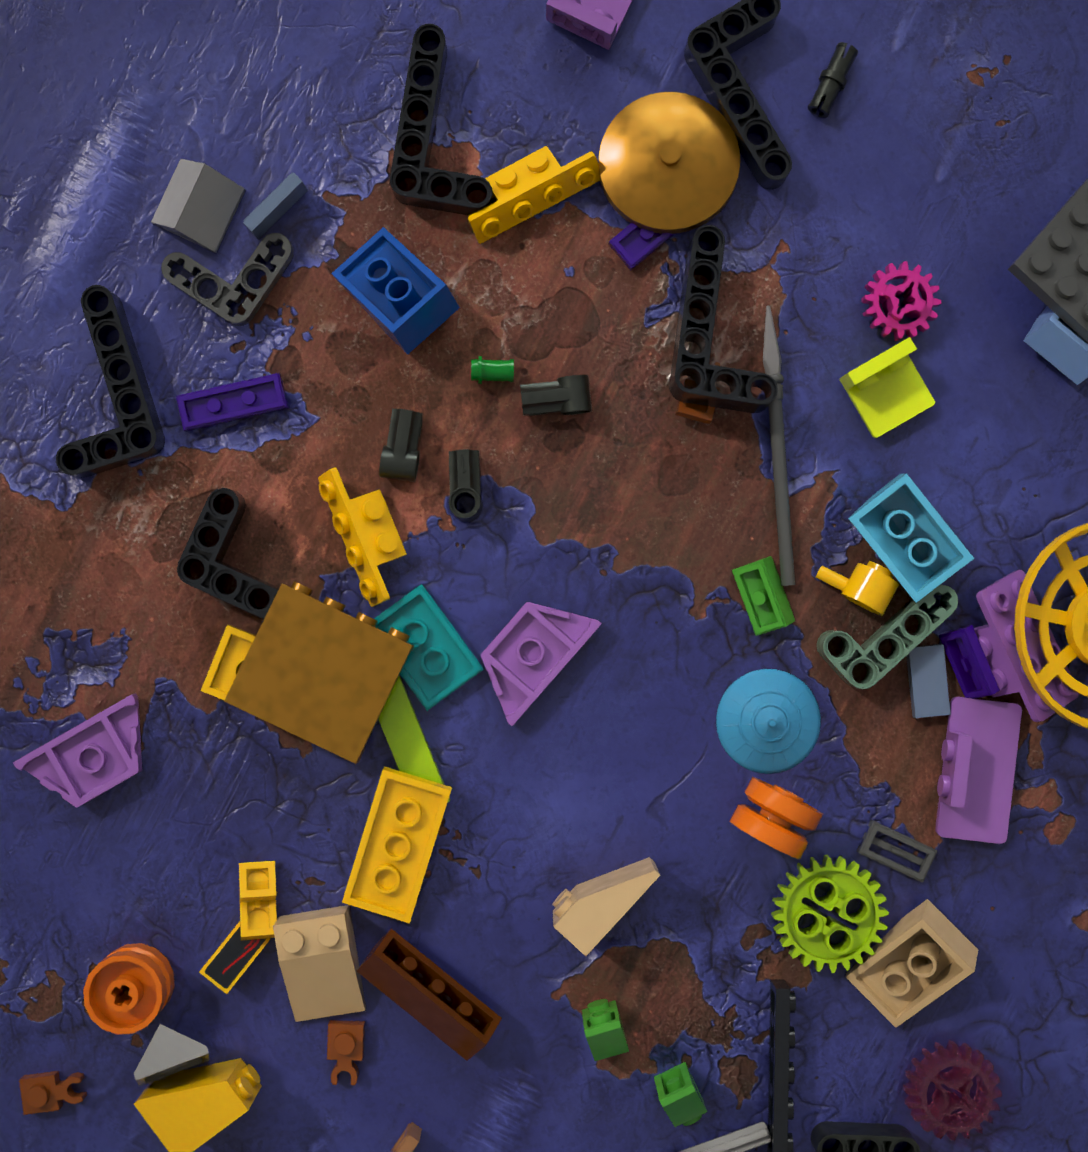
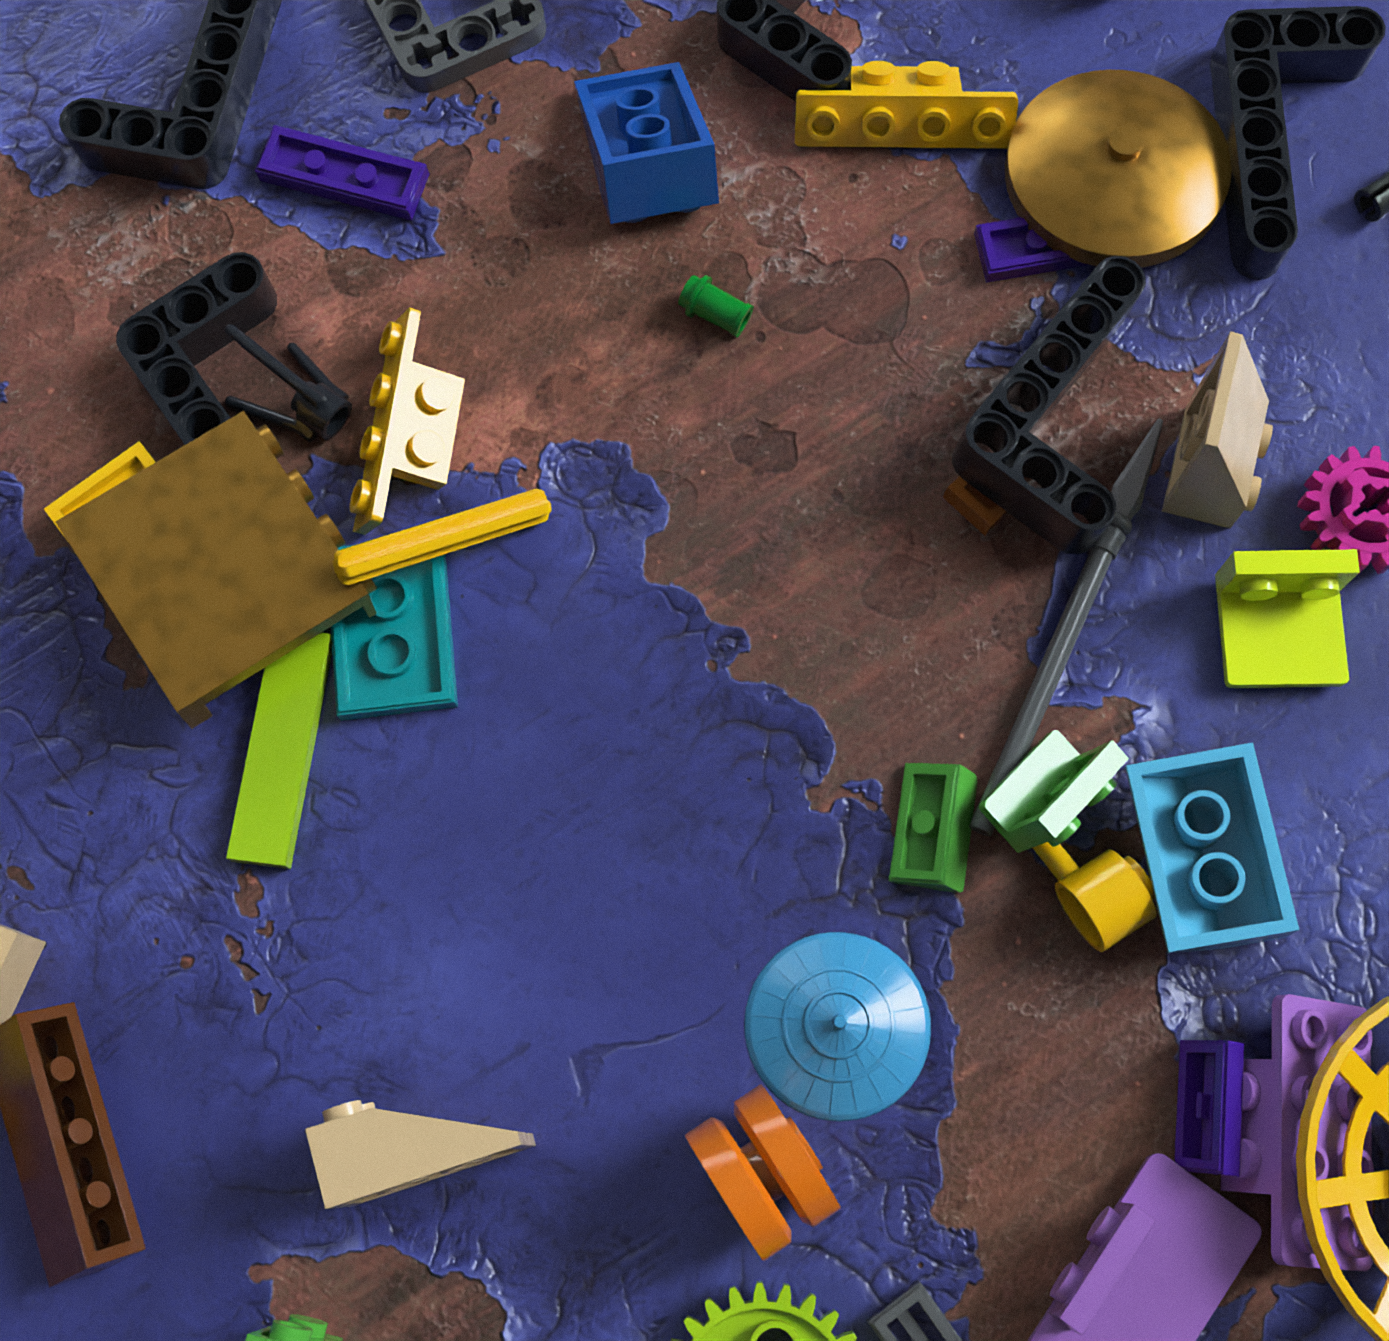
camera: 30 degrees right, 15 degrees down
(310, 550) = (318, 407): none -> black plant
(396, 844) = (165, 884): yellow plate -> none
(400, 456) = (522, 348): pearl dark grey piece -> none
(428, 589) = (440, 536): none -> yellow axle
(465, 481) = (584, 431): pearl dark grey piece -> none
(532, 653) = (538, 718): medium lavender wing -> none
(567, 395) = (797, 389): pearl dark grey piece -> none
(808, 310) = (1221, 441): none -> tan slope
(816, 548) = (1049, 790): none -> bracket
(892, 630) = (1108, 989): sand green beam -> none
(928, 681) = (1126, 1103): sand blue tile -> none

